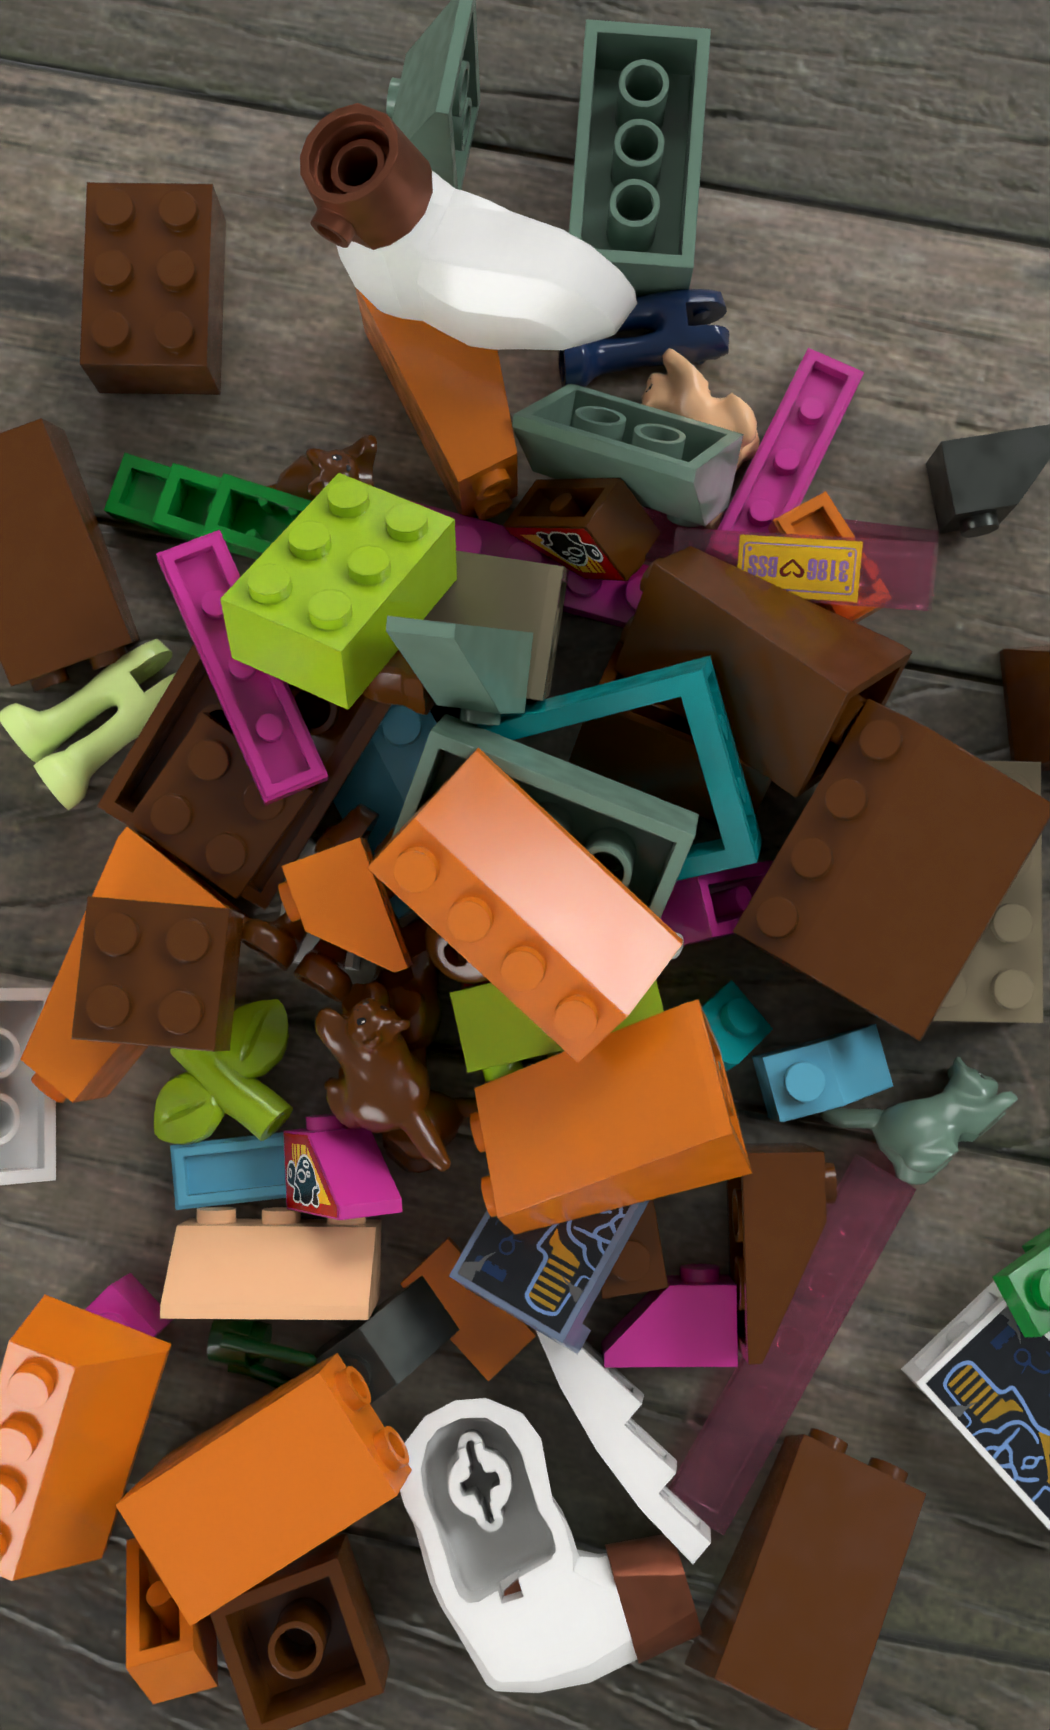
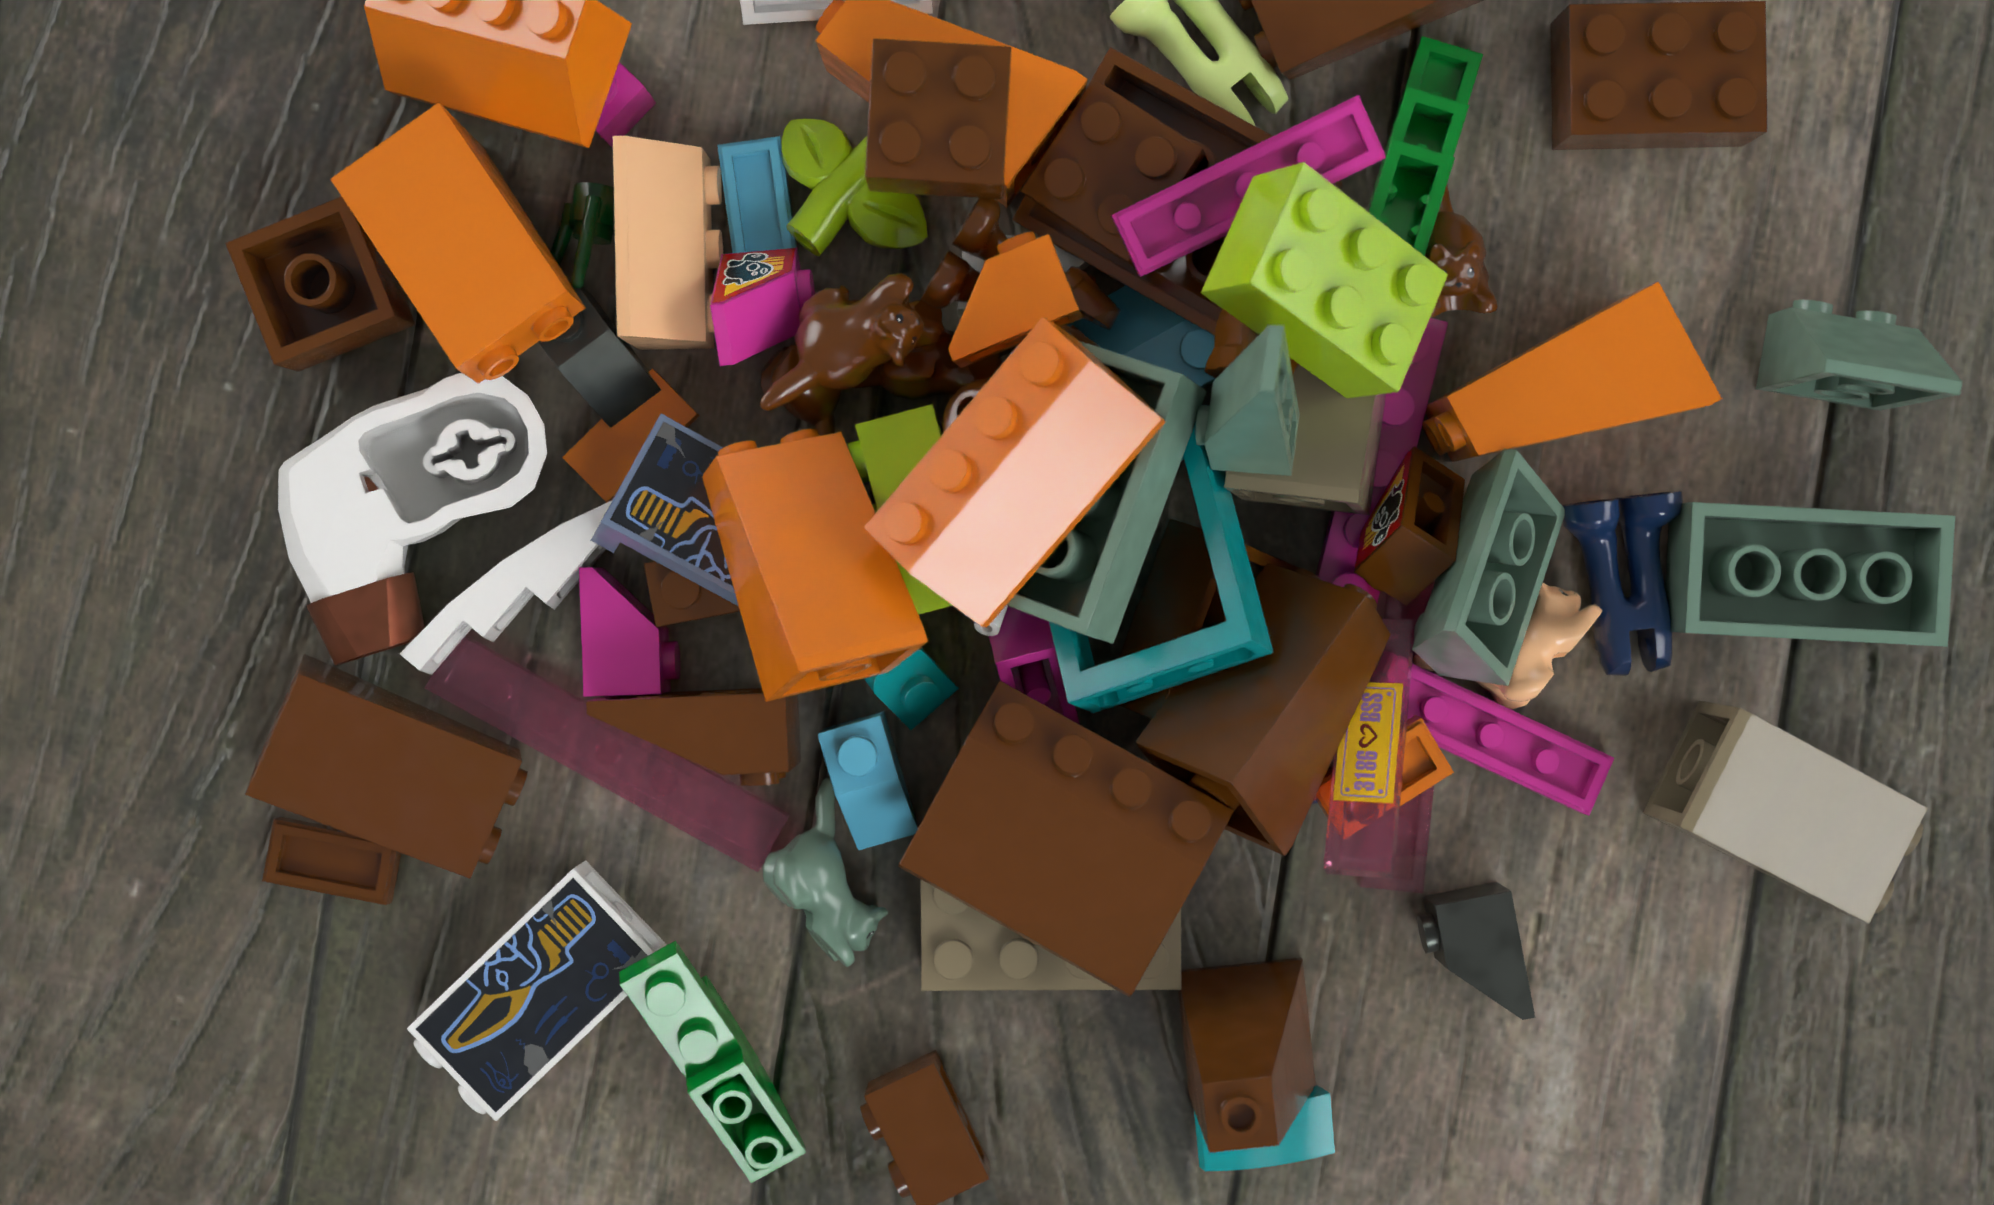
camera: 85 degrees right, 5 degrees up
(161, 1647) = (308, 152): orange slope -> none
(448, 253) = (1668, 374): white piece -> none
(859, 189) = (1786, 809): none -> slope
(907, 1645) = (330, 862): none -> reddish brown tile

